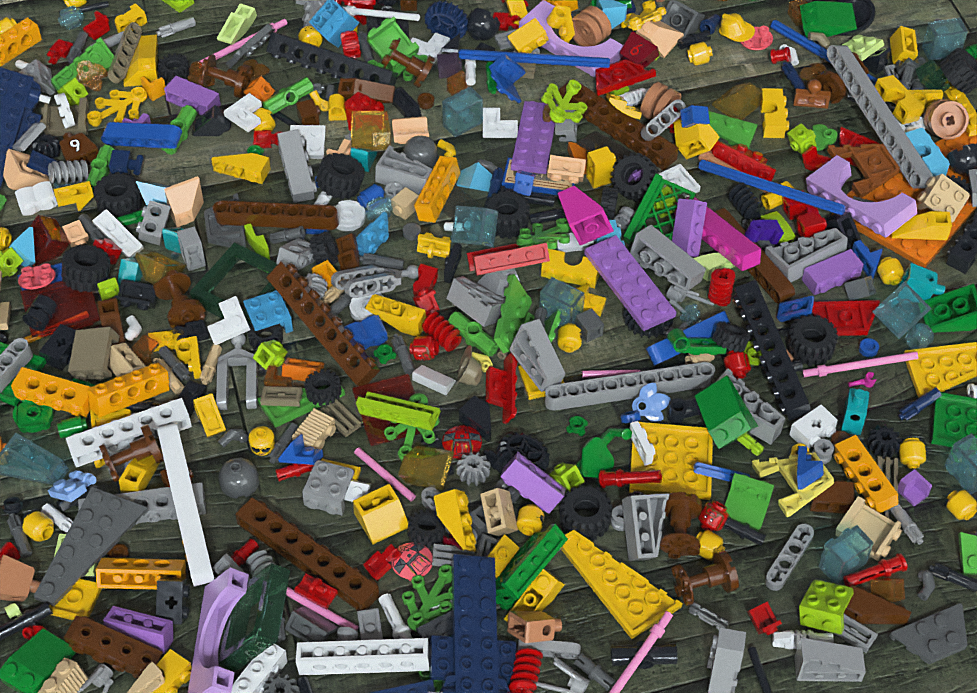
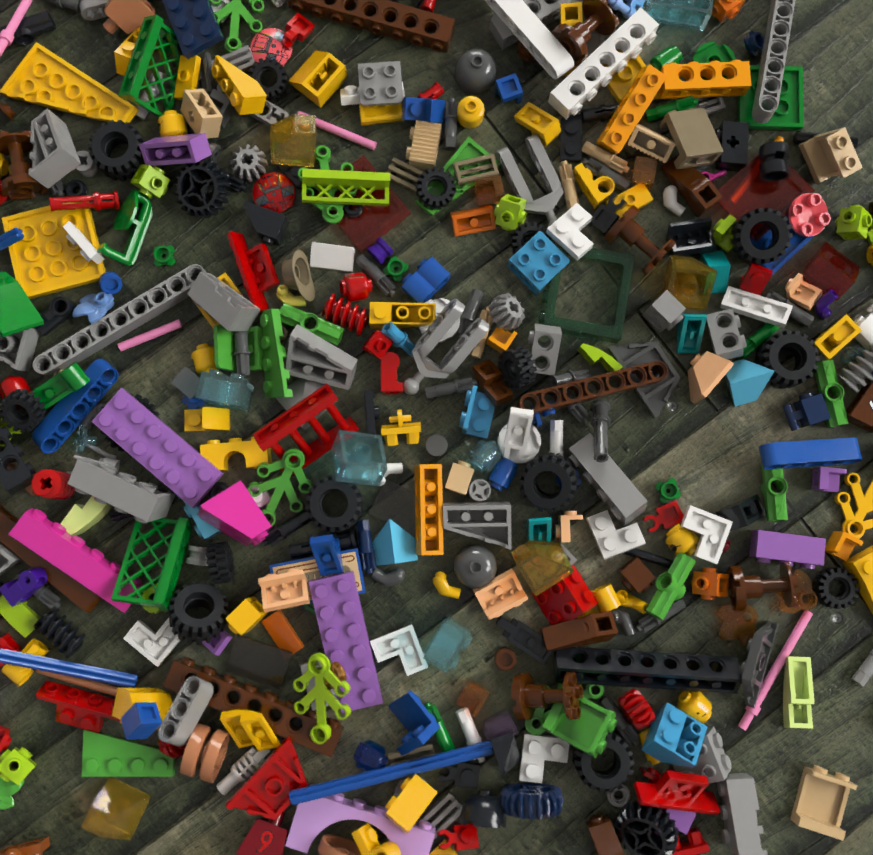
camera: 160 degrees right, 30 degrees up
(25, 247) = (848, 244): medium azure slope -> none
(63, 220) = (824, 302): none -> dark purple arm
(219, 446) = (509, 88): none -> blue panel
(233, 434) = (499, 118): dark grey arm -> none
(244, 166) = (662, 464): yellow slope -> none
(280, 280) = (472, 263): reddish brown brick -> none
(287, 184) = (600, 423): none -> dark grey pin
(347, 202) = (518, 431): none -> white hinge
(379, 13) = (659, 768): white bar -> none
(391, 367) = (380, 251): none -> dark purple wheel
(406, 297) = (399, 338): none -> dark azure axle
(546, 74) = (370, 756): none -> clear blue head
(689, 225) = (108, 549): medium lavender brick -> none
(775, 113) = (65, 820): yellow arch -> none

